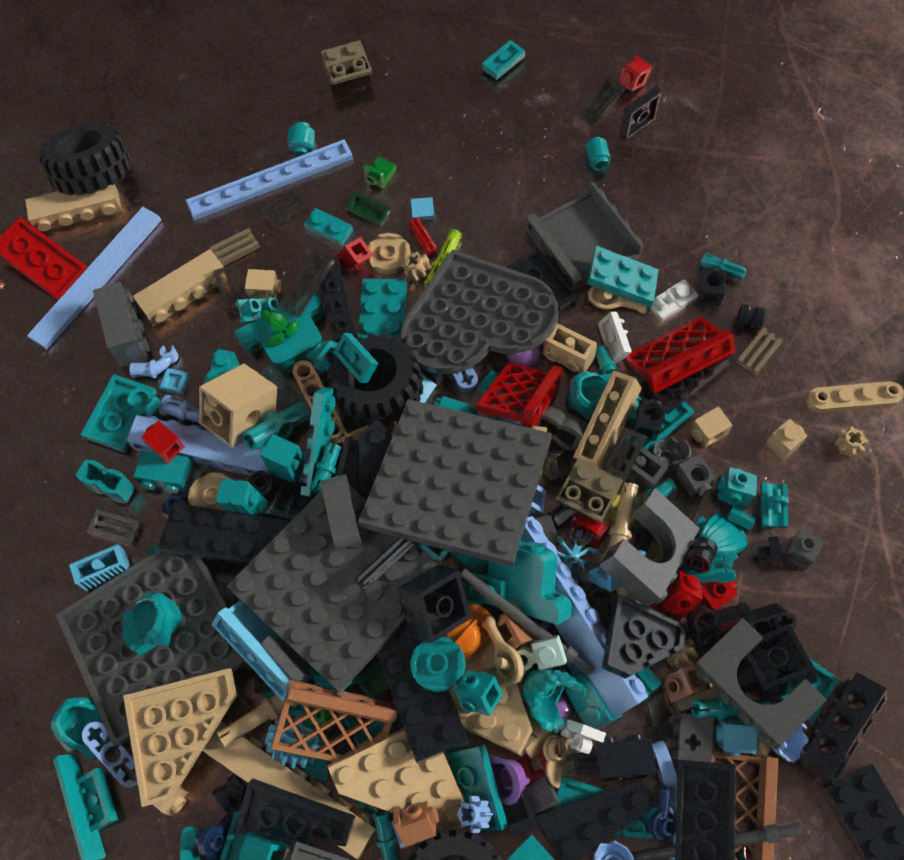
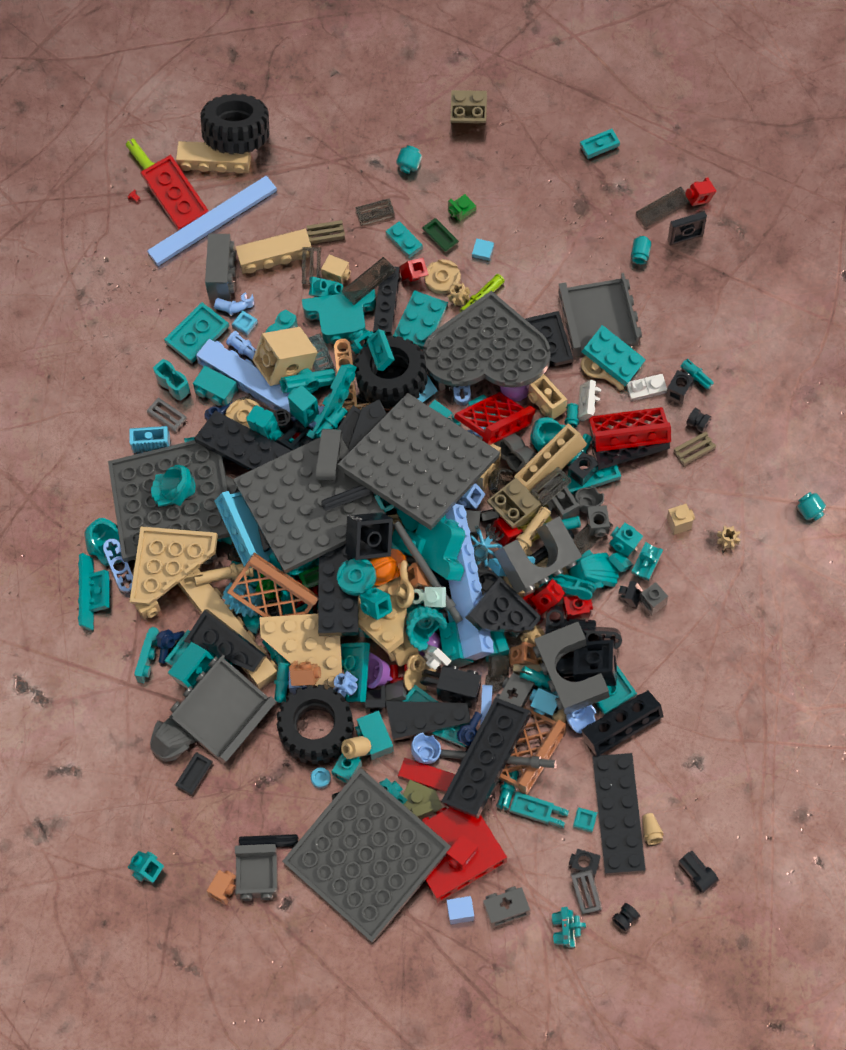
camera: 20 degrees right, 0 degrees up
(143, 400) = (217, 329): teal hair -> none
(162, 441) = (222, 364): red brick -> none
(230, 793) = (192, 614): black wheel -> none
(269, 179) = (373, 184): light blue tile -> none
(278, 324) = (335, 305): green plant -> none
(285, 659) = (255, 539): flat silver tile -> none
(422, 237) = (474, 272): red axle -> none
(701, 555) = (572, 573): black wheel -> none
(710, 427) = (628, 491): tan brick -> none
(855, 396) = (750, 507): tan plate -> none

